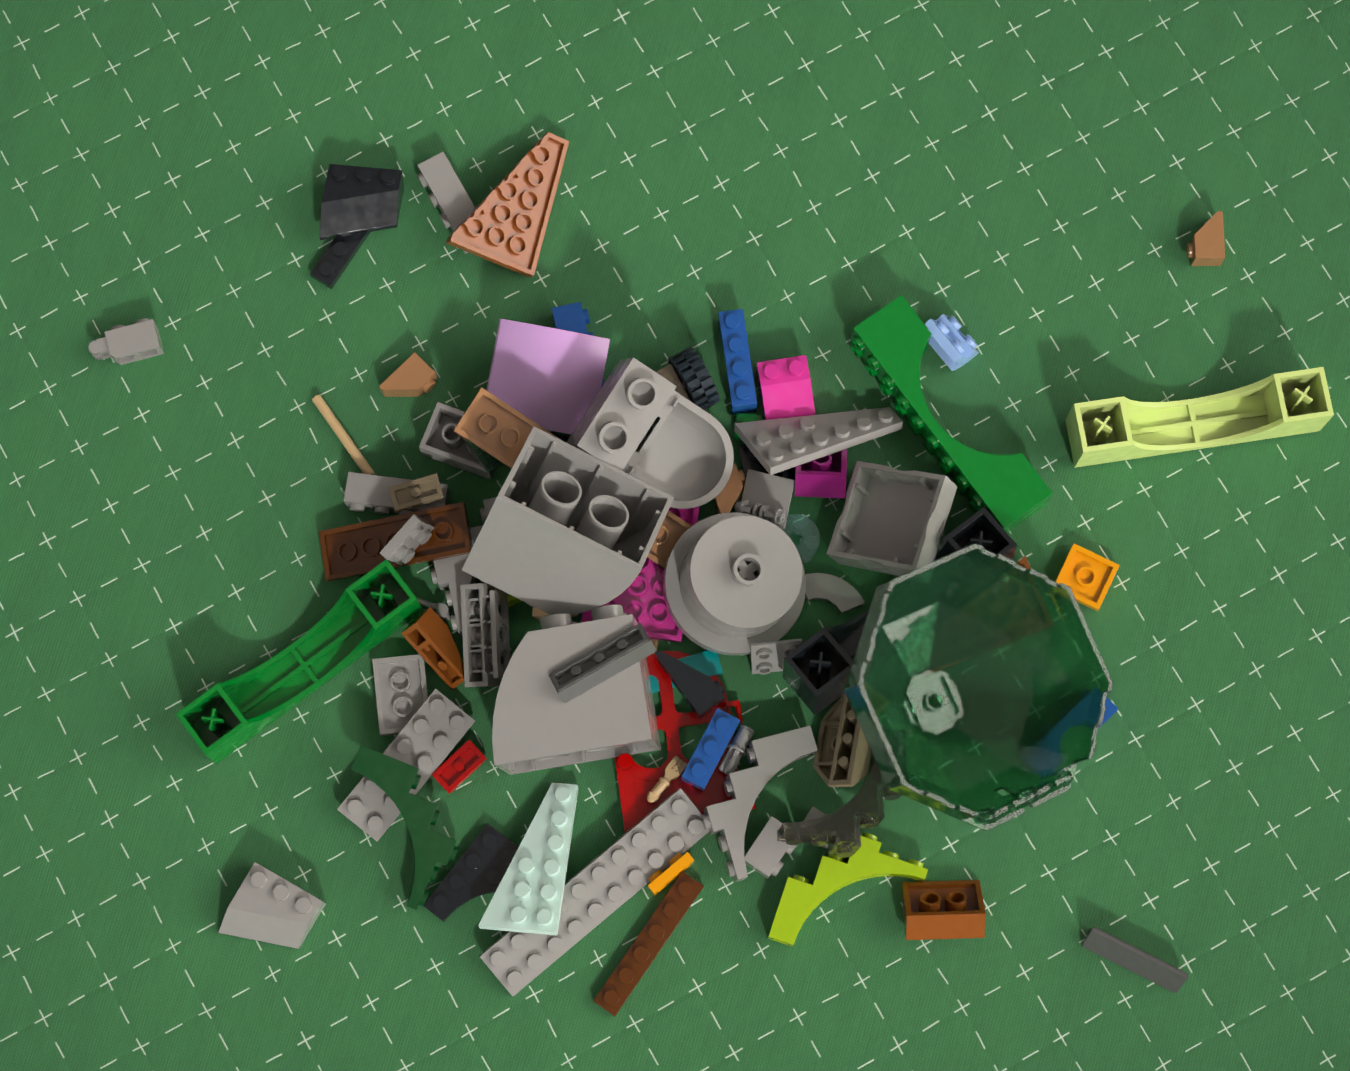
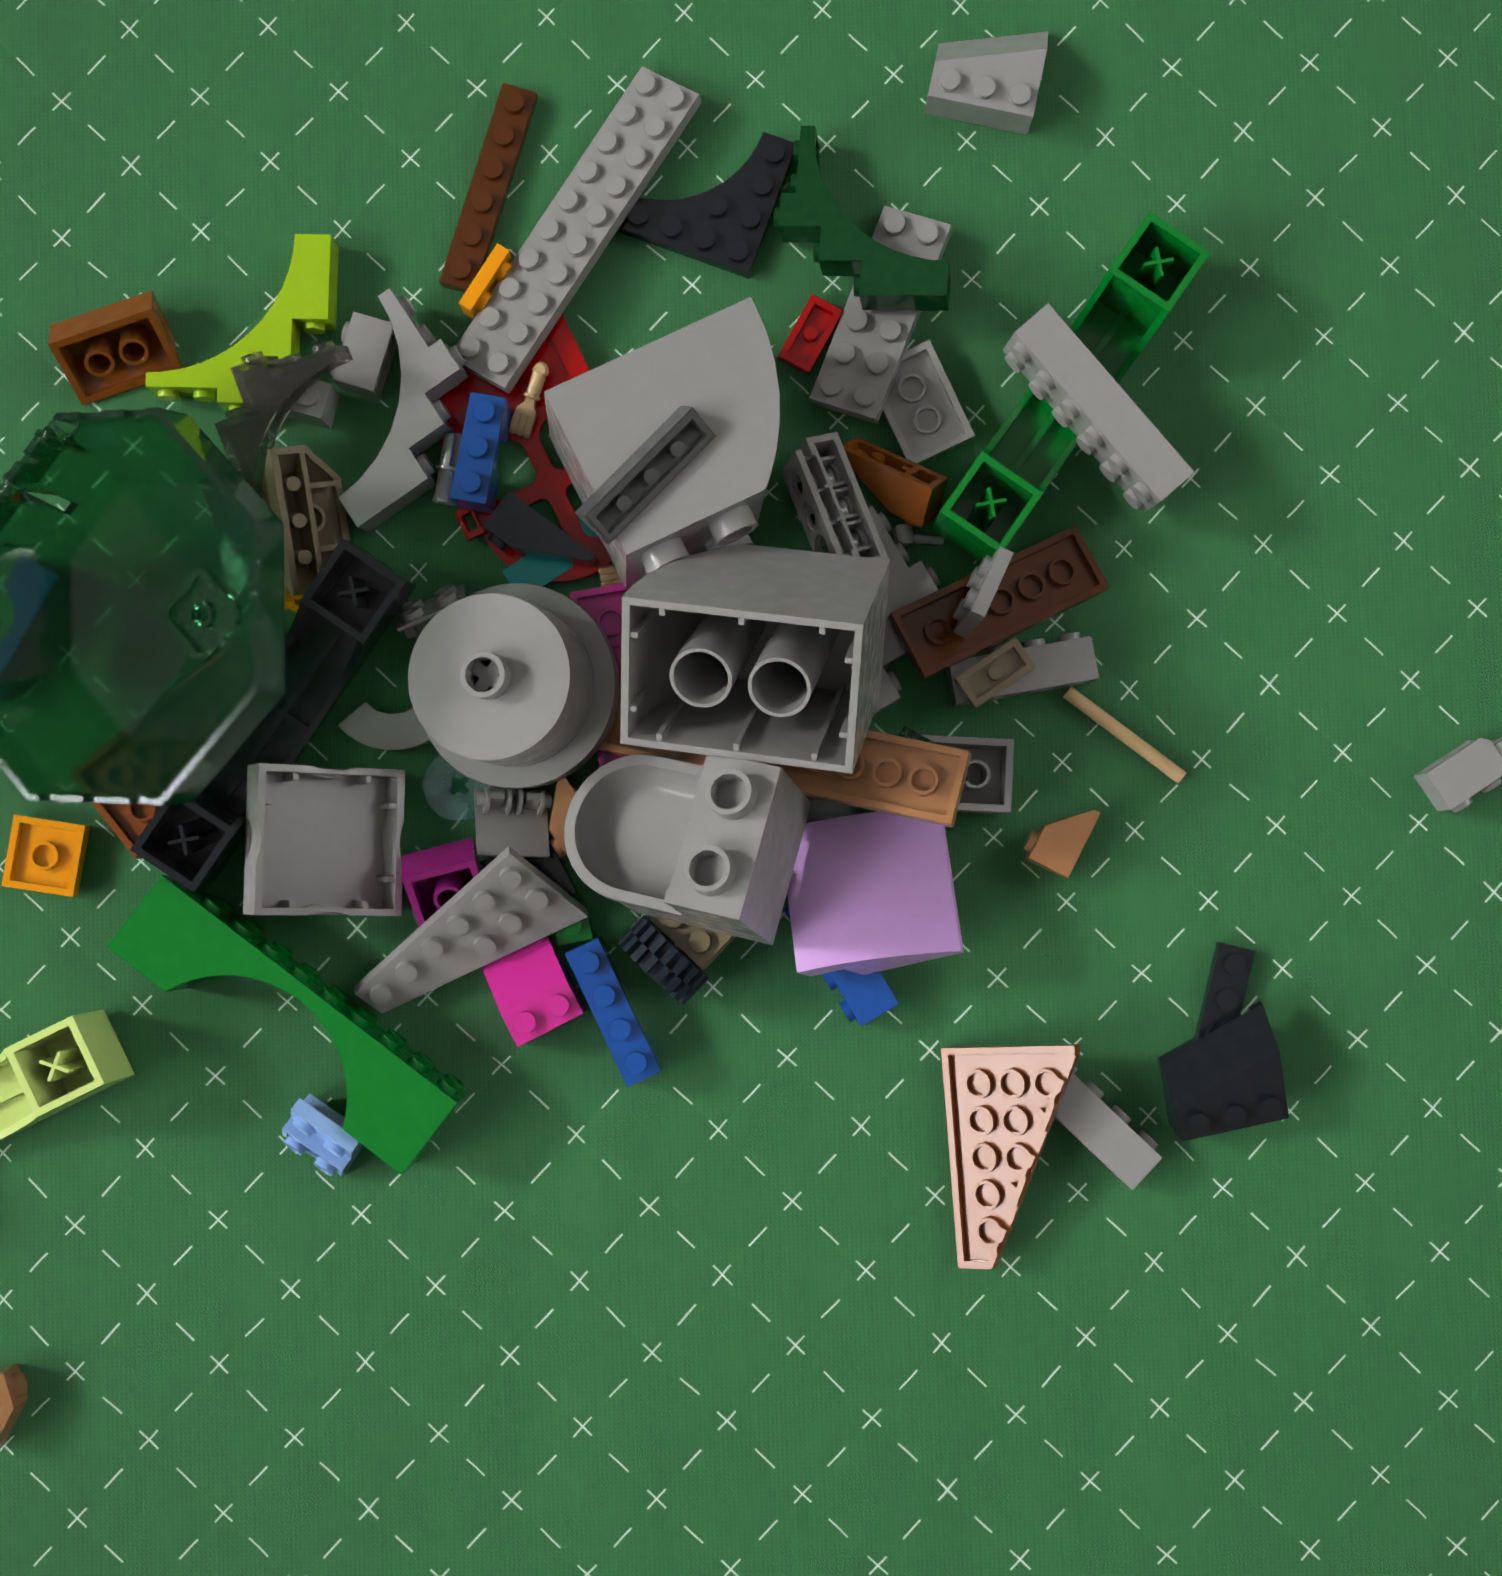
camera: 160 degrees right, 10 degrees up
(287, 641) = (1096, 410): none -> light grey brick
(535, 880) = (658, 204): light aqua wing -> none

